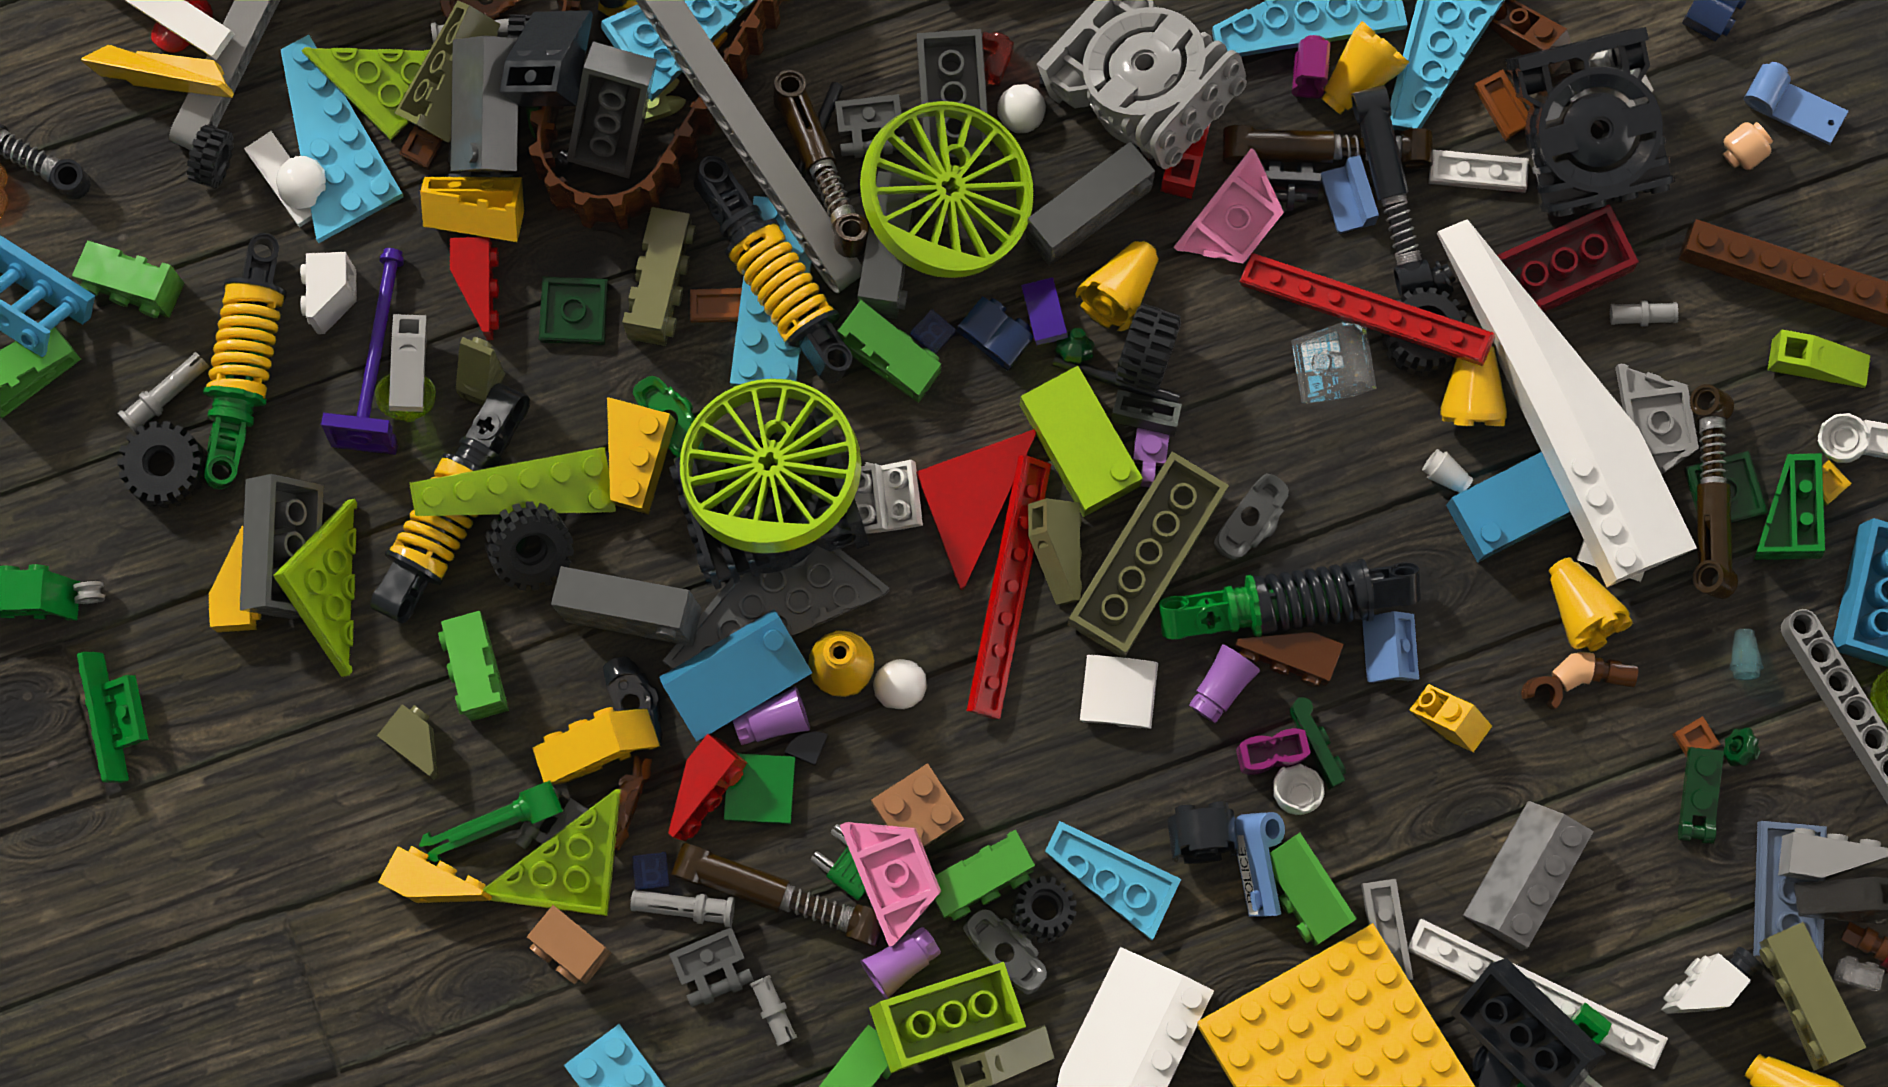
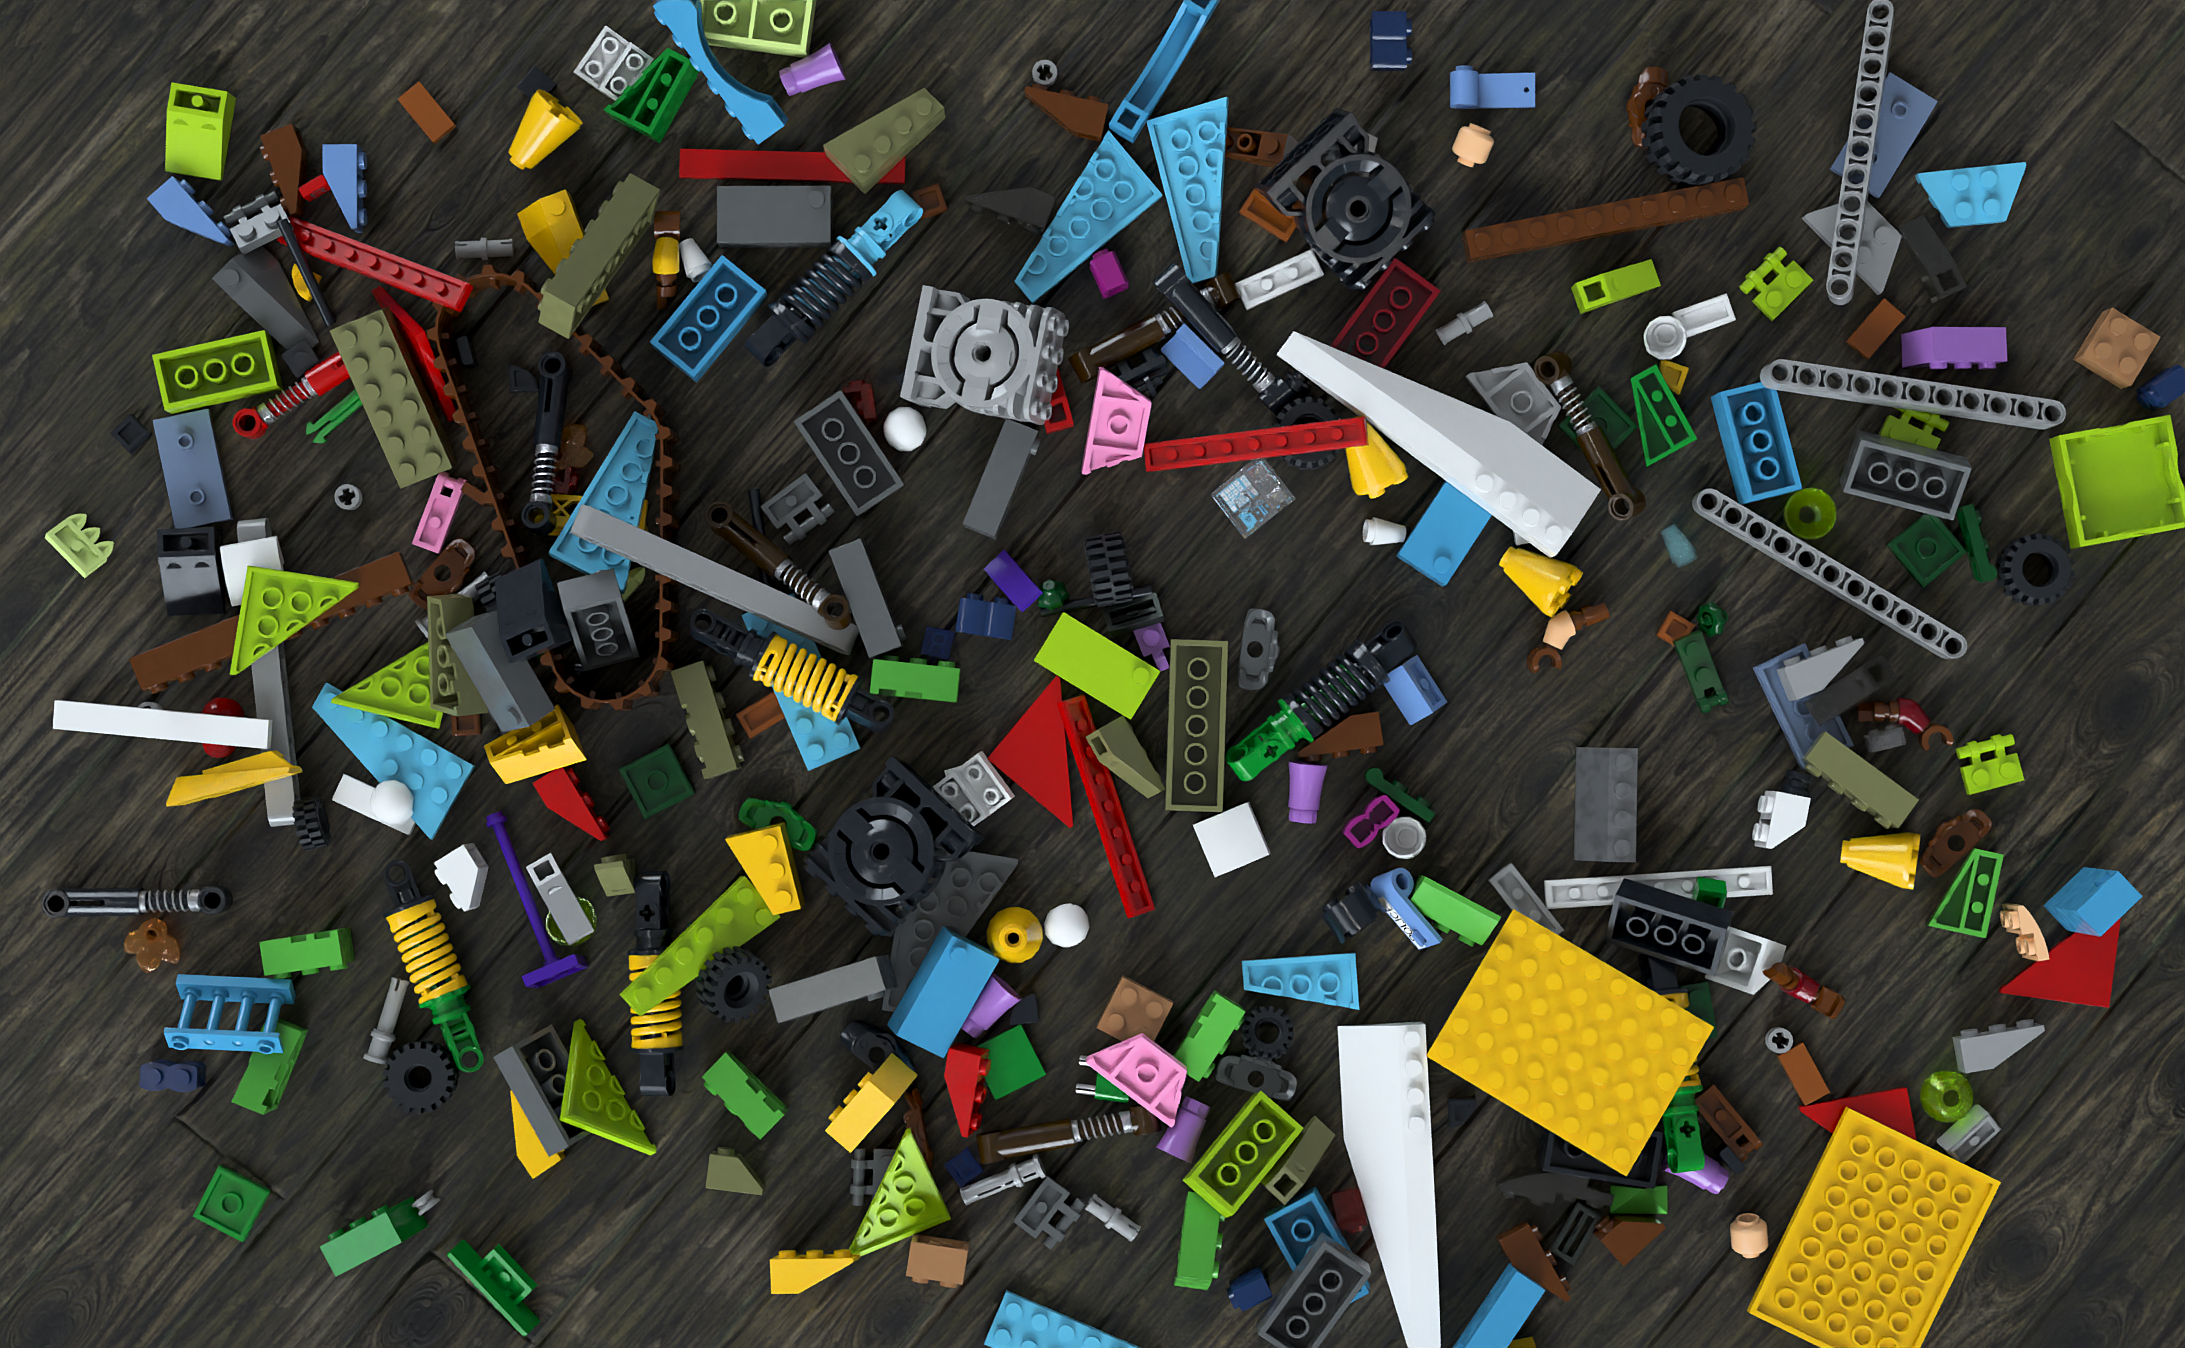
camera: 30 degrees left, 10 degrees up
(532, 806) = (852, 1173): green piece -> none
(754, 534) = (901, 890): lime piece -> none
(928, 255) = (906, 597): lime piece -> none
(1119, 286) = (1059, 528): yellow cone -> none
(1363, 65) = (1148, 251): yellow cone -> none
(1451, 717) = (1486, 718): yellow slope -> none

